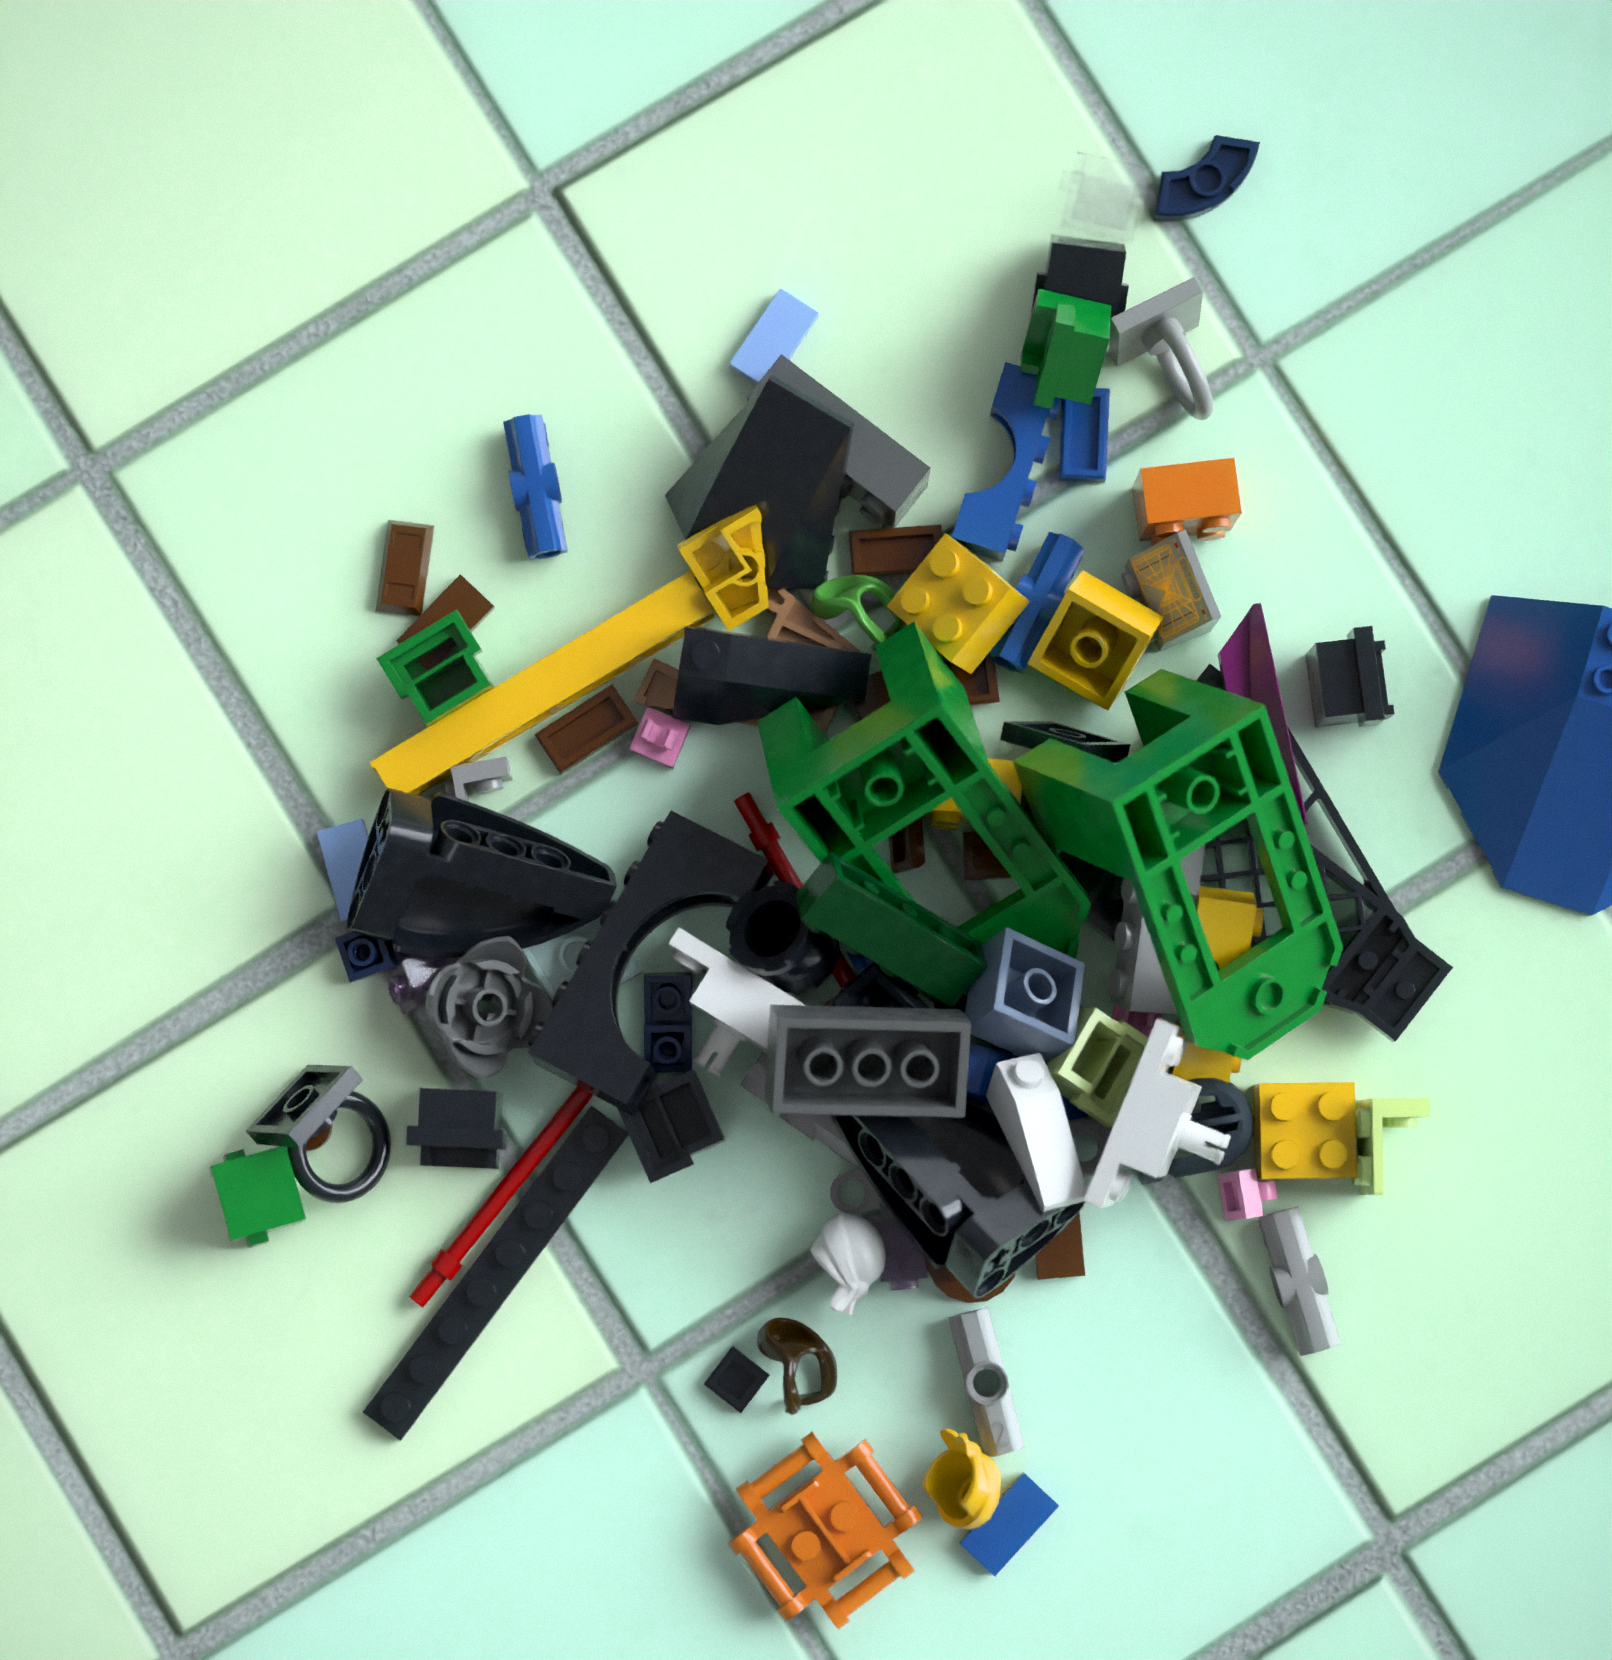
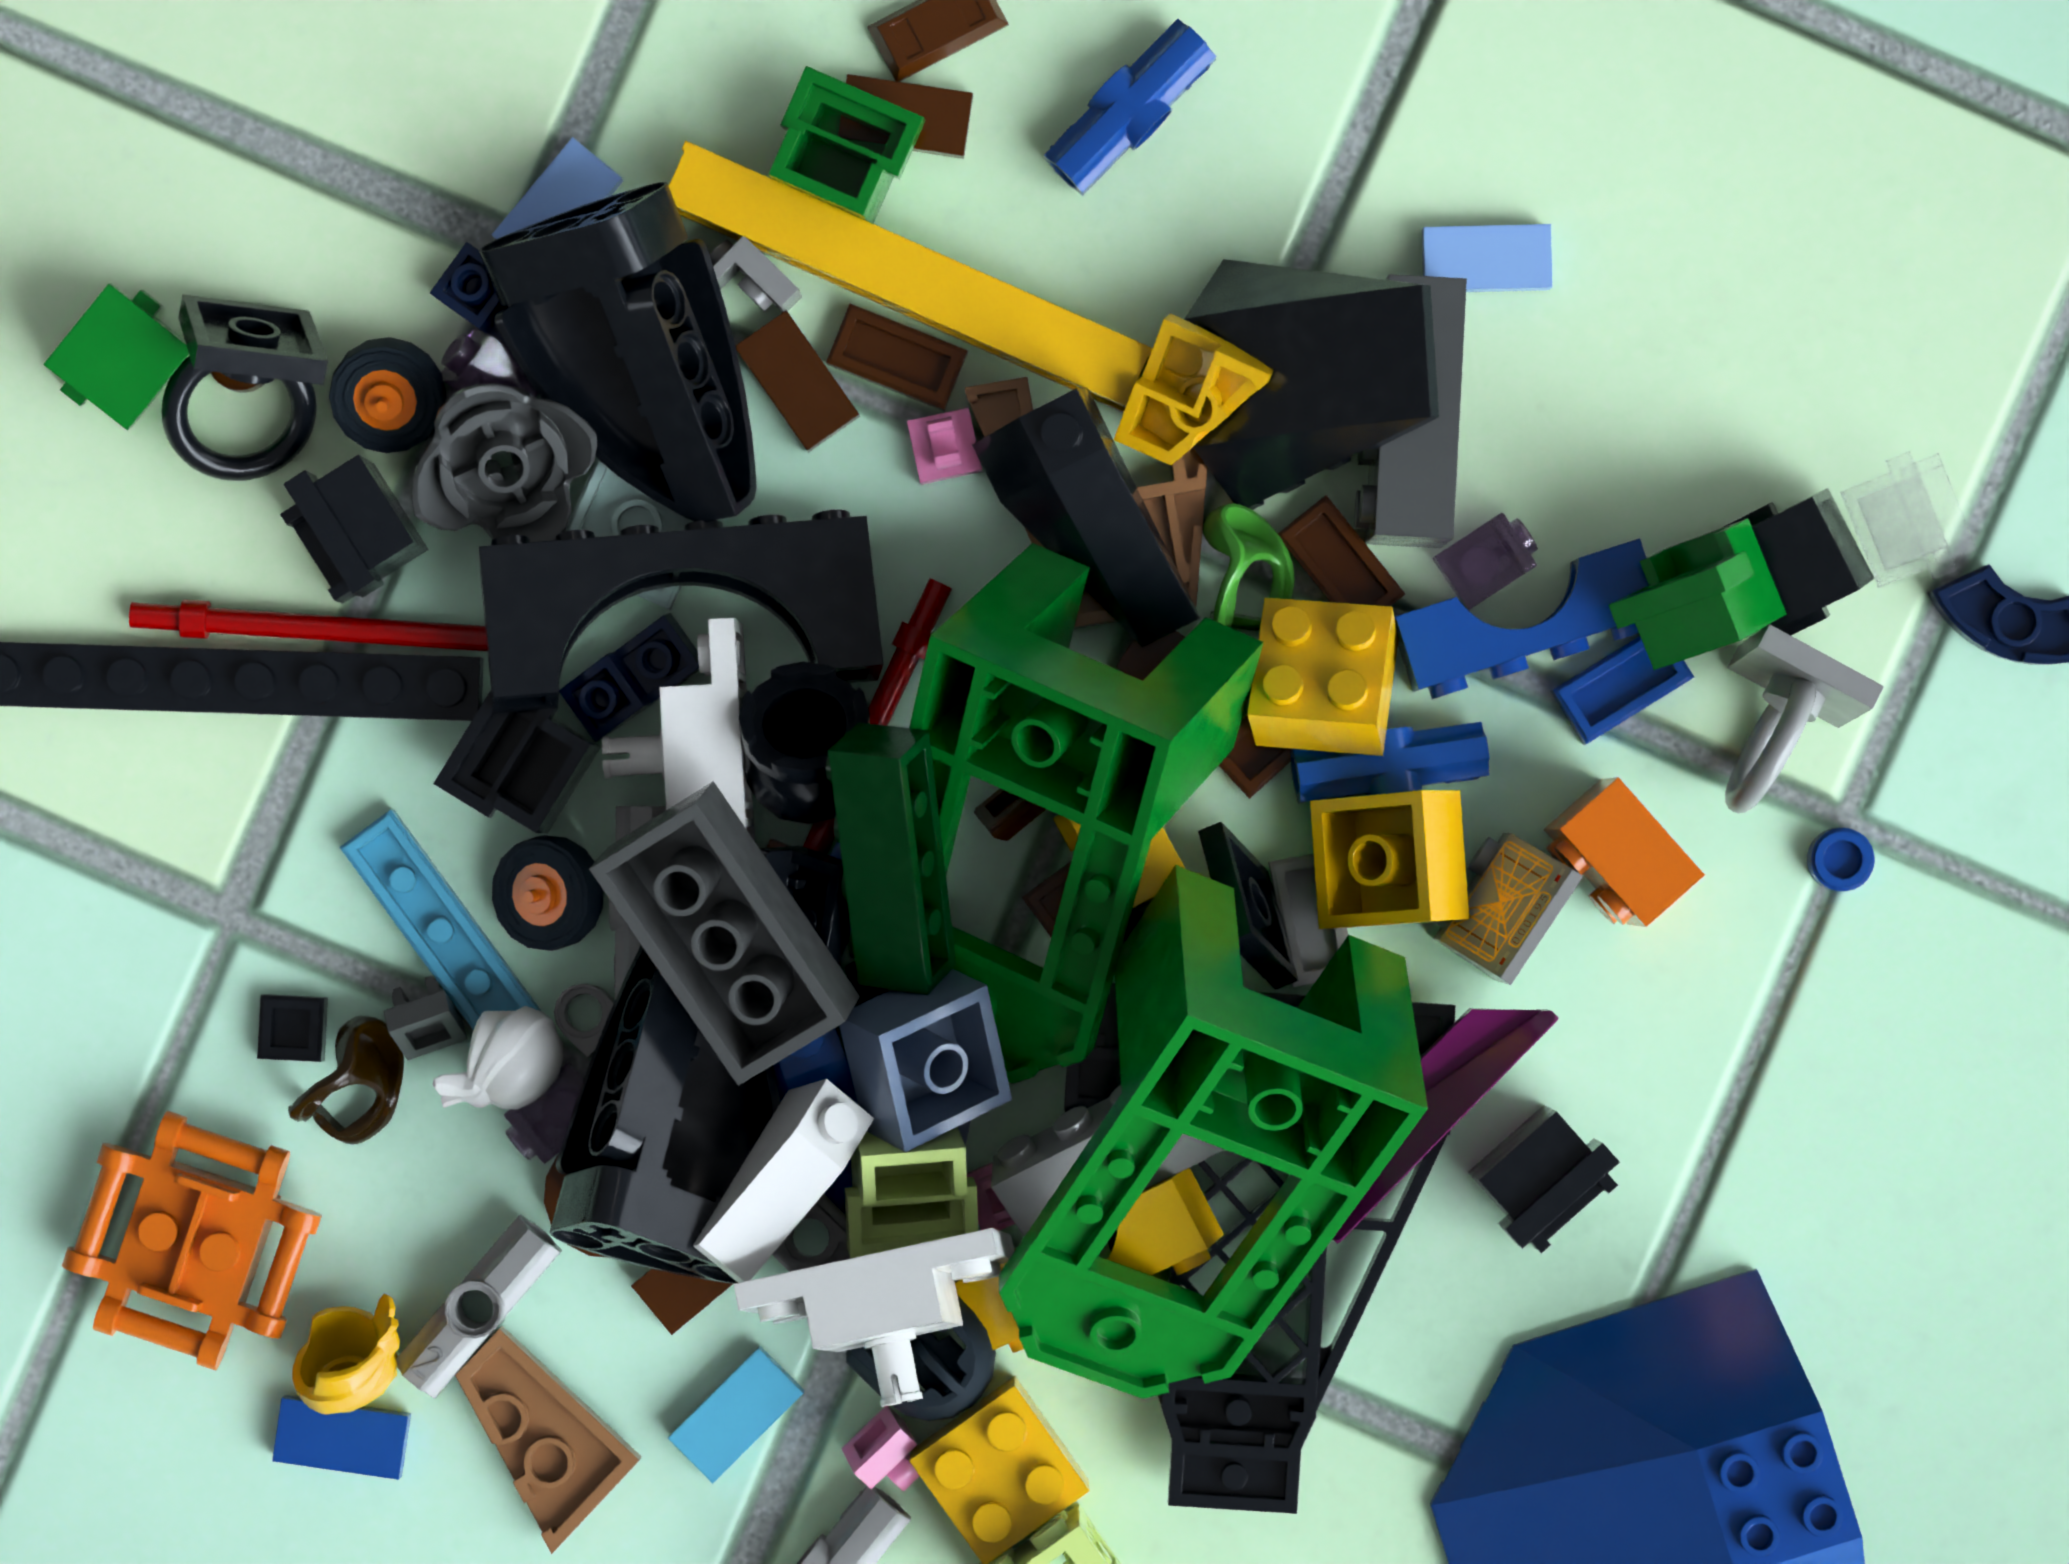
camera: 50 degrees right, 5 degrees up
(393, 1050) = (387, 395): none -> black wheel
(559, 798) = (797, 381): none -> reddish brown tile
(731, 1246) = (434, 919): none -> medium azure tile
(763, 1162) = (547, 893): none -> black wheel
(790, 1293) = (425, 1022): none -> dark grey tile
(954, 461) = (1487, 559): none -> clear purple bracket
(1080, 713) = (1297, 902): none -> light grey tile
(1094, 1395) = (547, 1436): none -> medium nougat wing
(1160, 1270) = (736, 1414): none -> medium azure tile
(1278, 378) = (1840, 859): none -> blue tile

